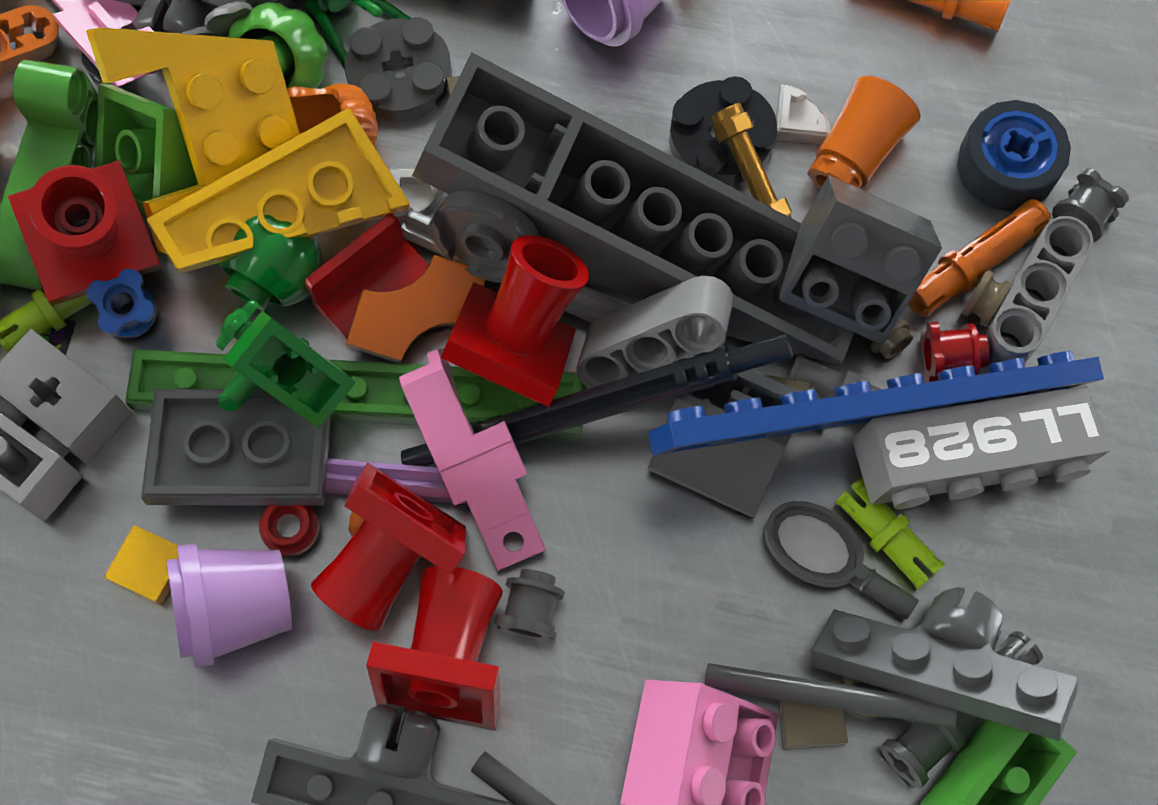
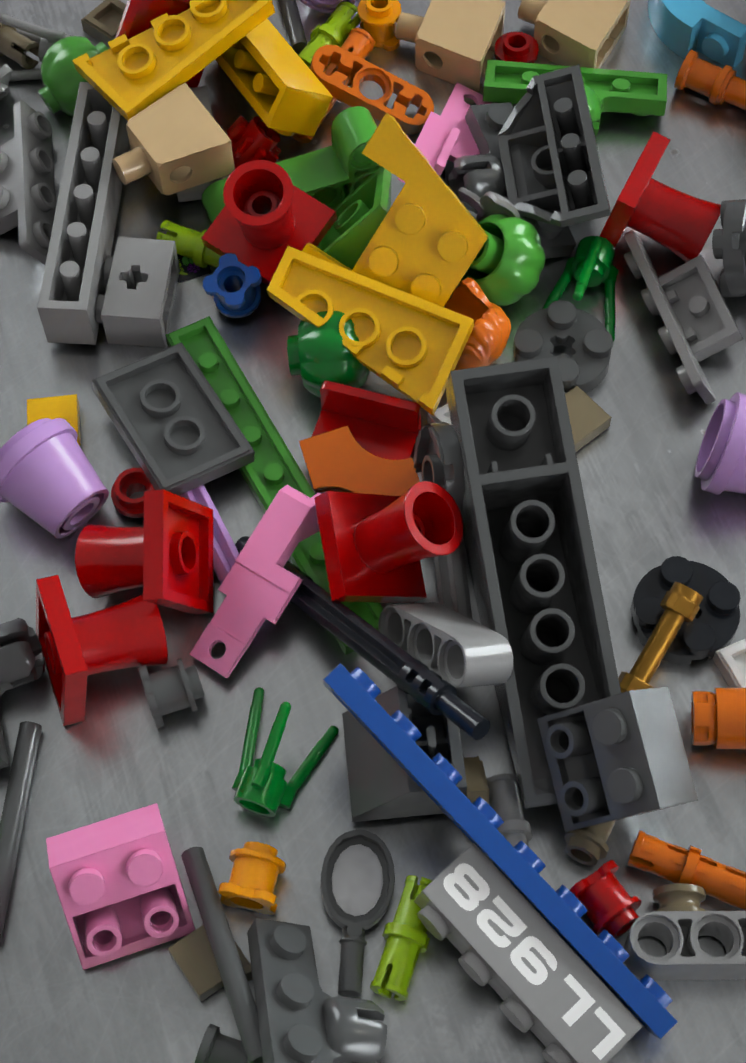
camera: 60 degrees right, 10 degrees down
(280, 365) = (237, 400): green piece -> none
(678, 571) = (263, 785): none -> green plant
(764, 631) = (253, 878): none -> light orange brick

